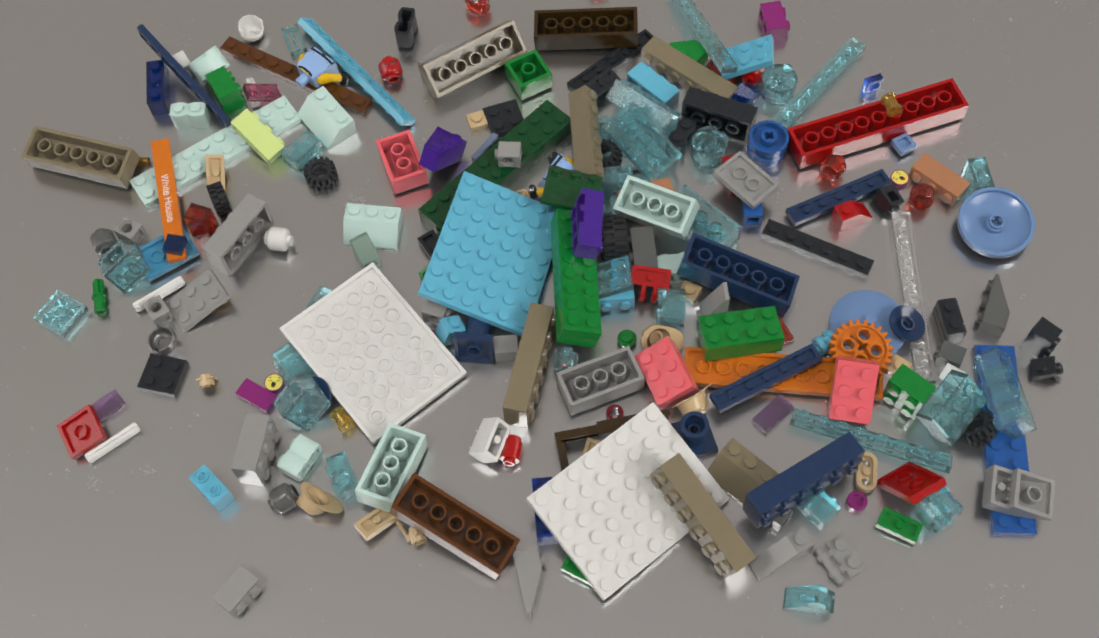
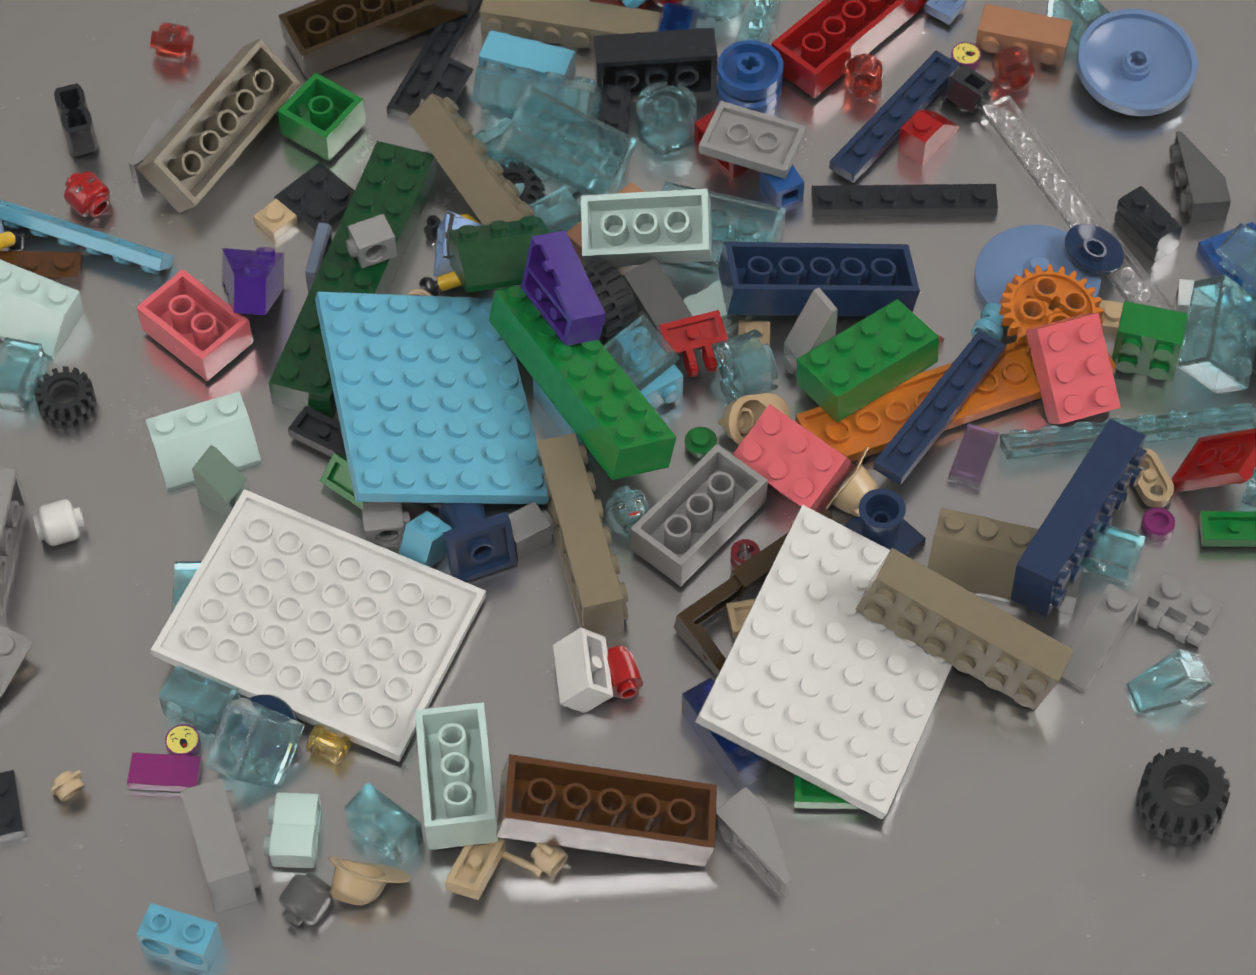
camera: 30 degrees left, 5 degrees down
(949, 353) = (1172, 266): dark grey brick -> none

